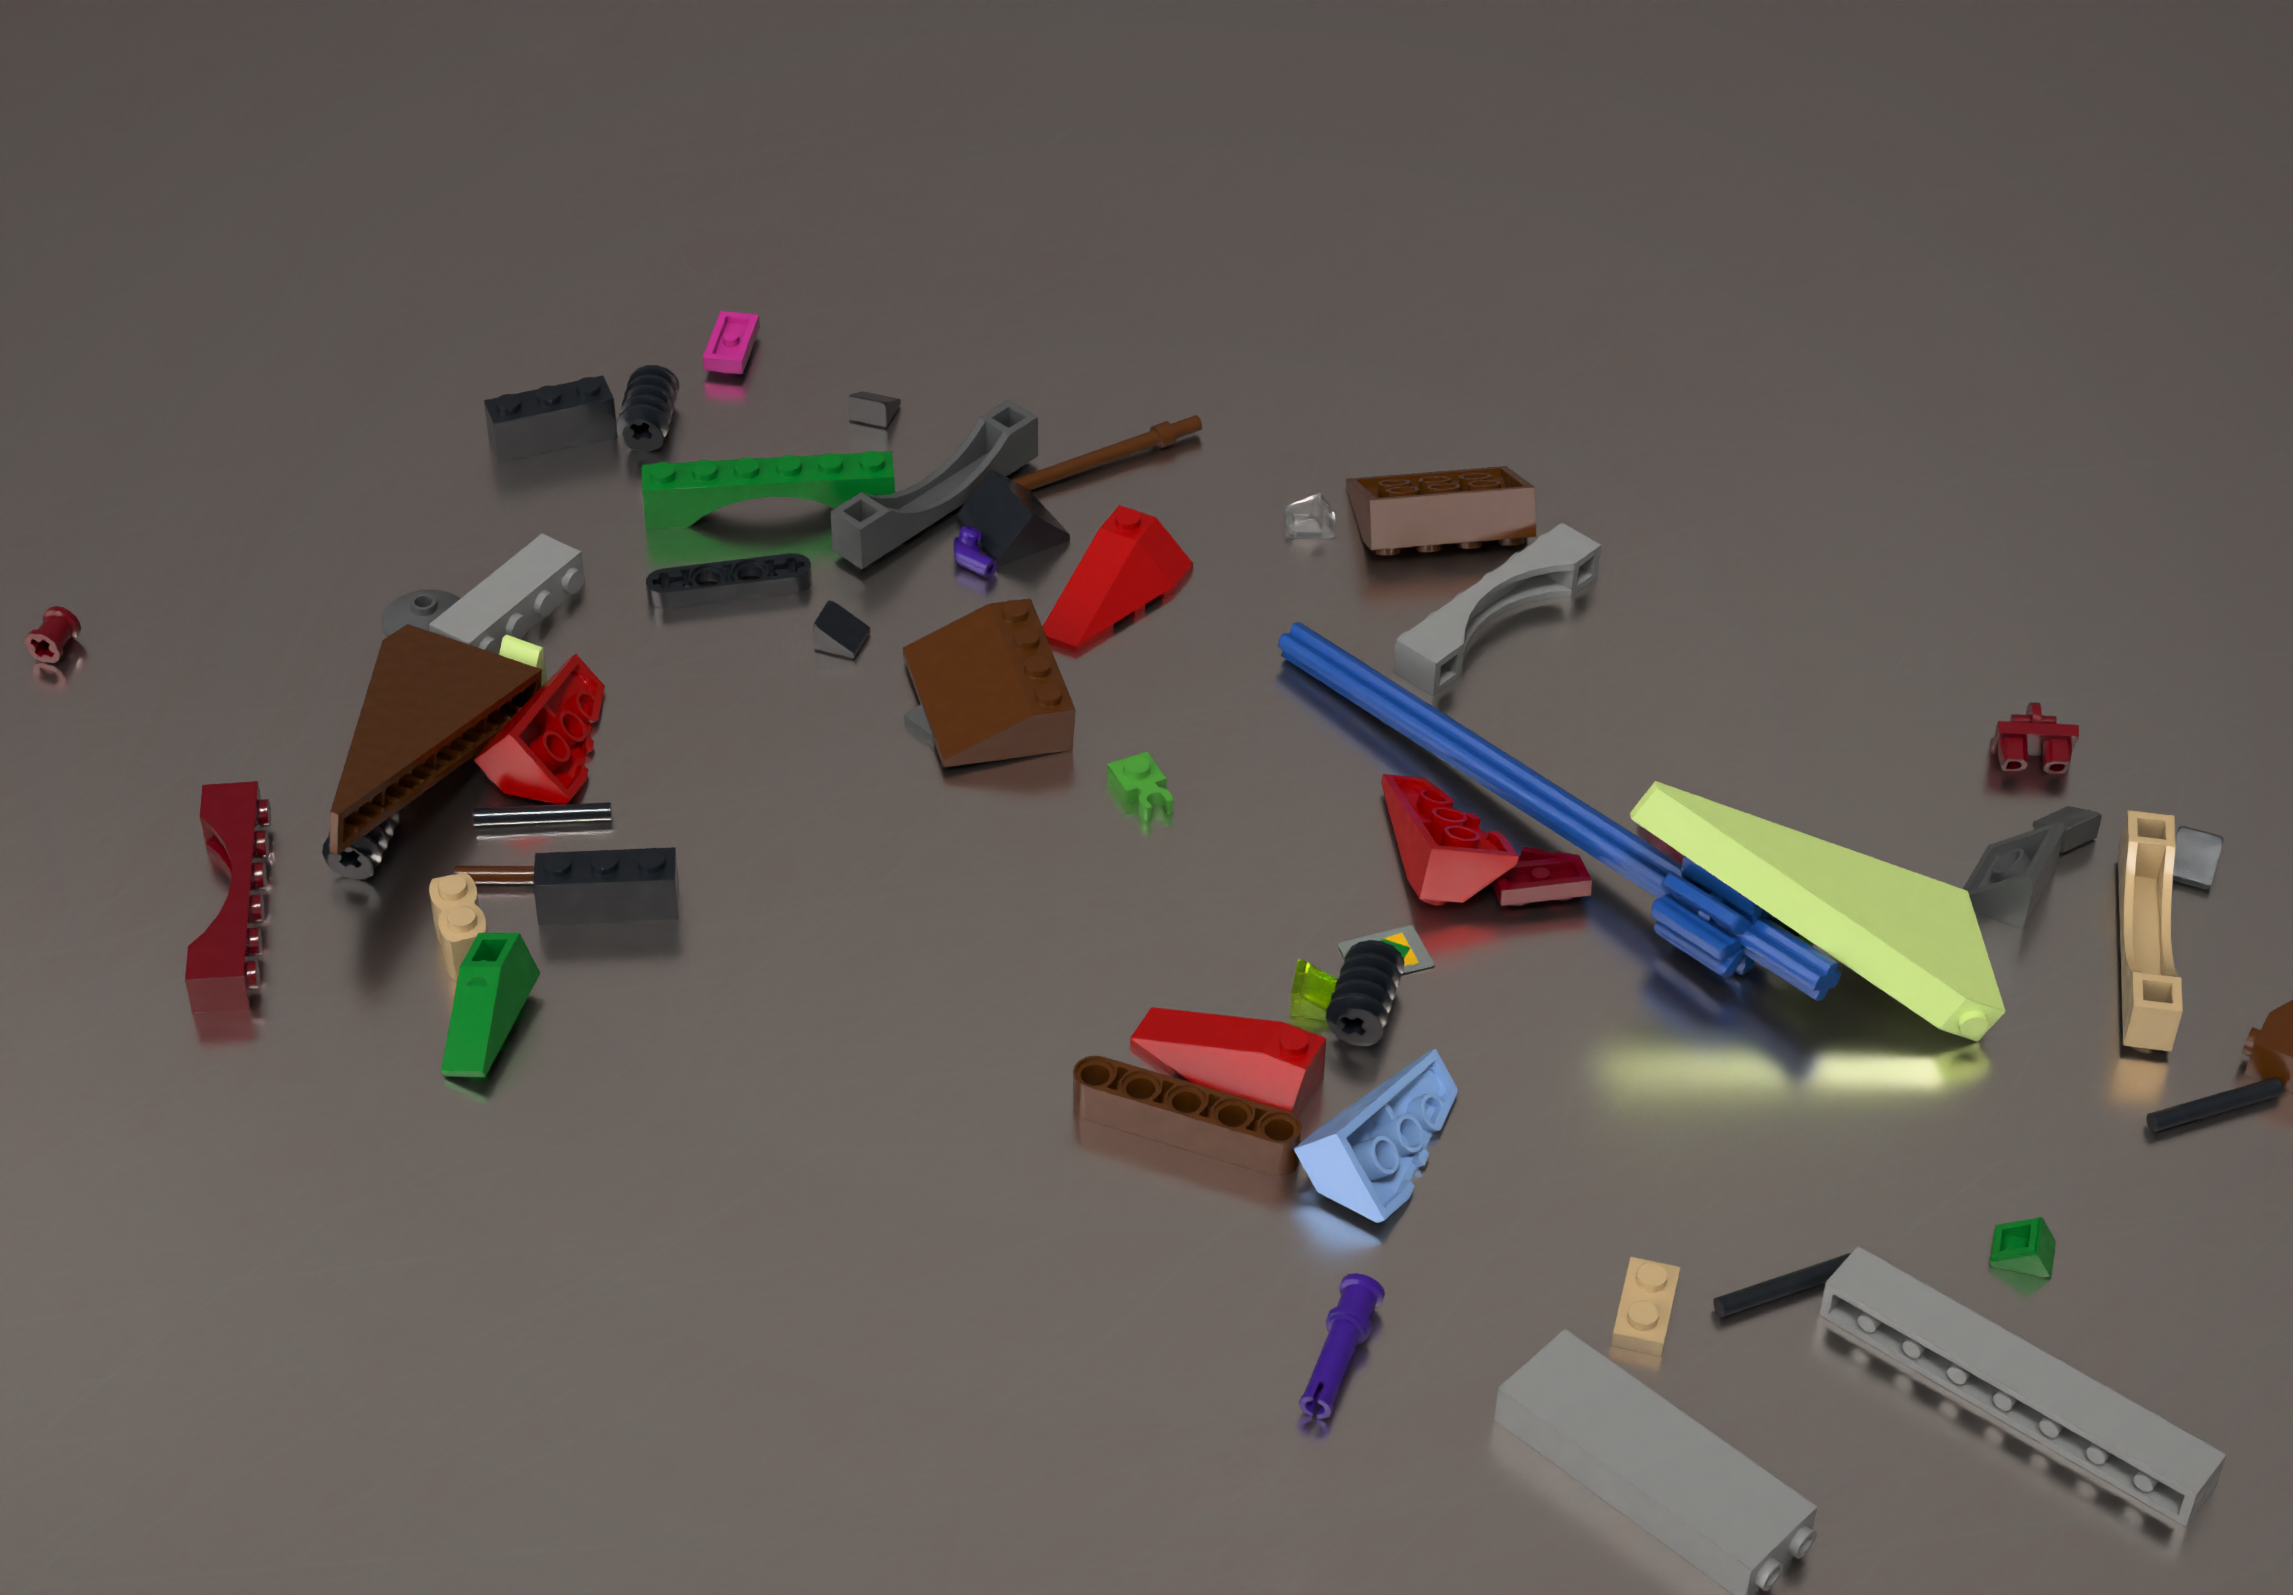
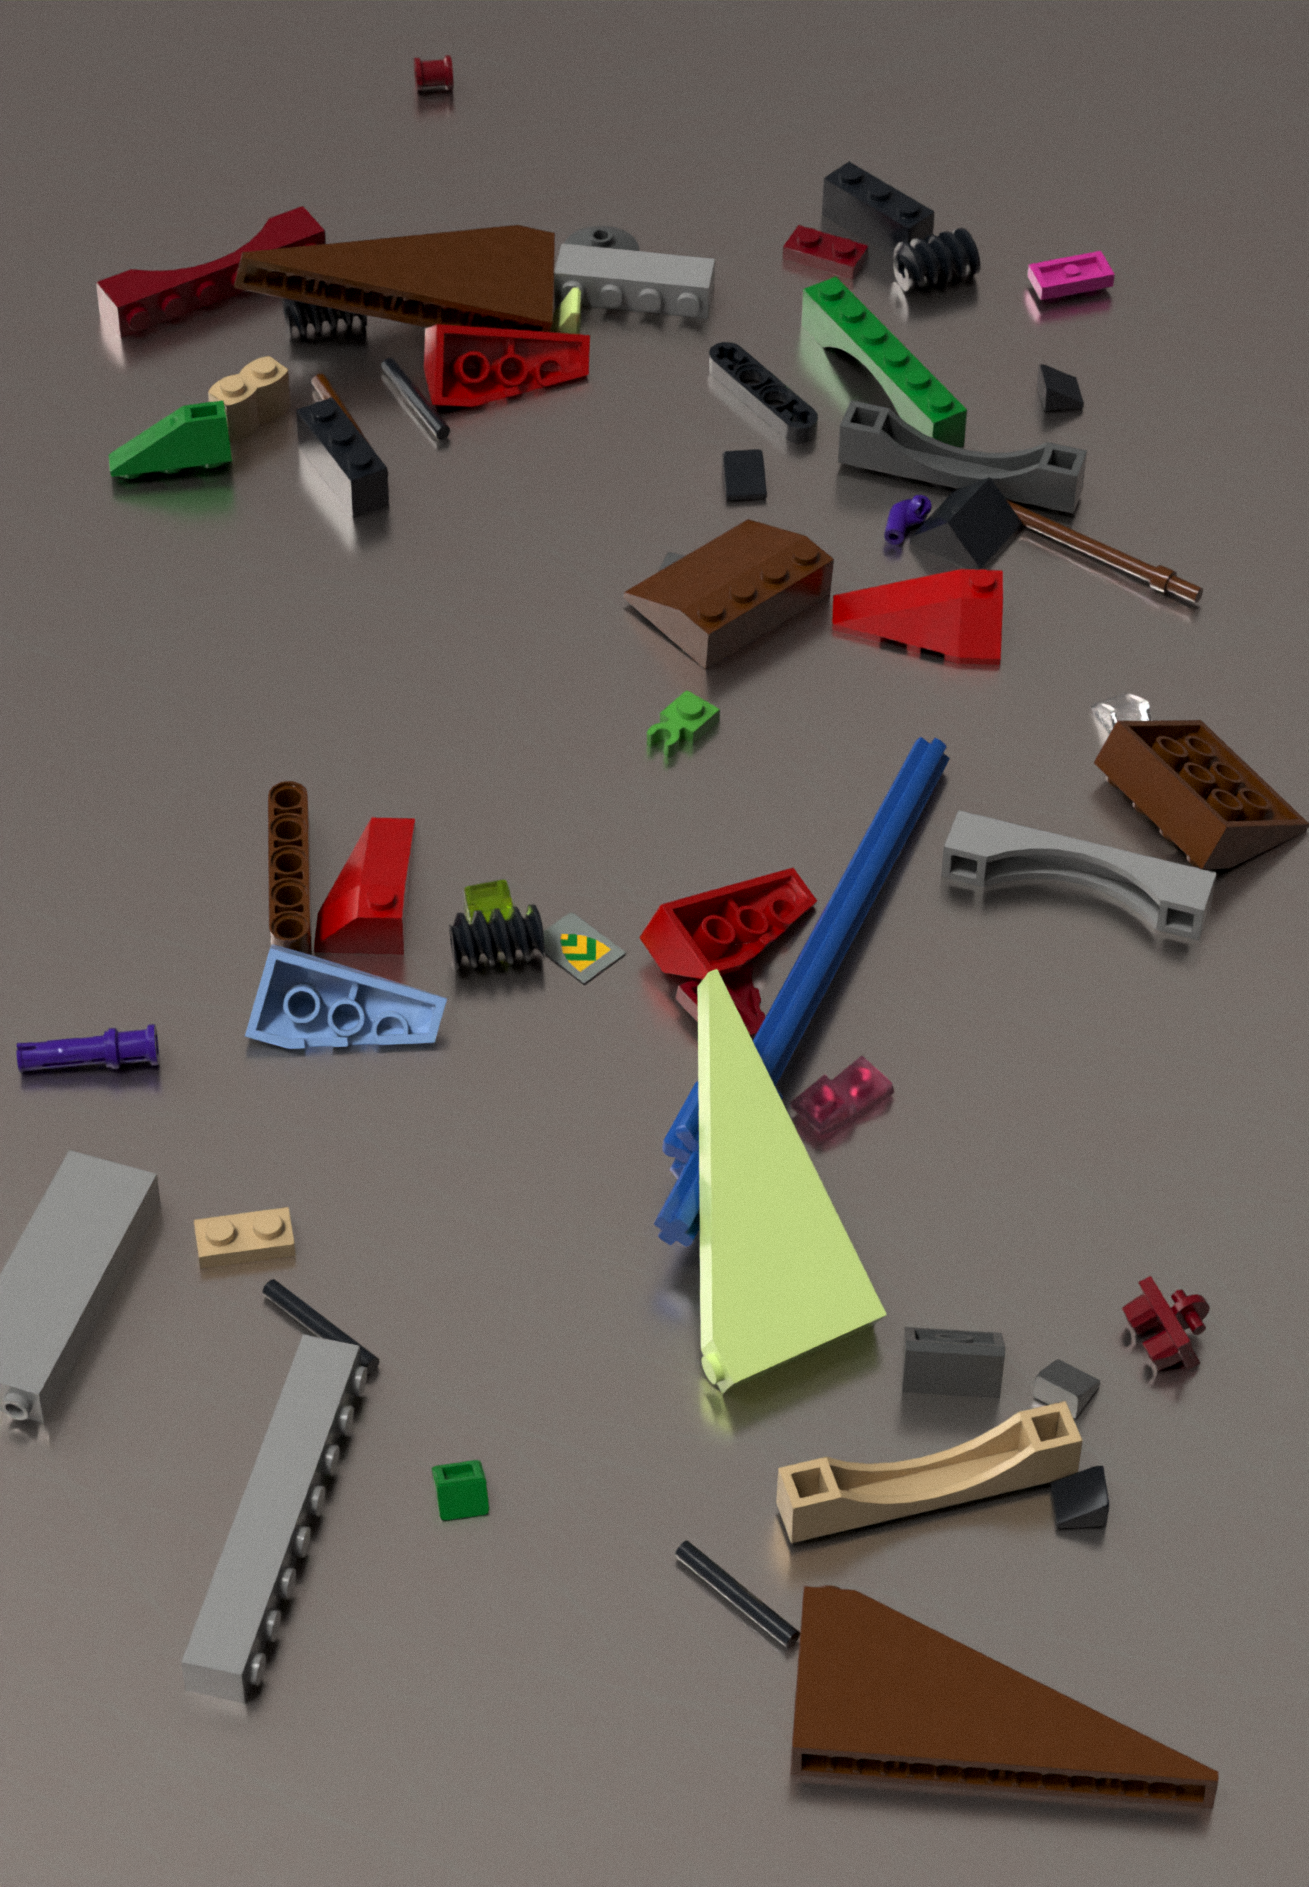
camera: 65 degrees right, 5 degrees up
(562, 476) = (825, 252): none -> dark red plate

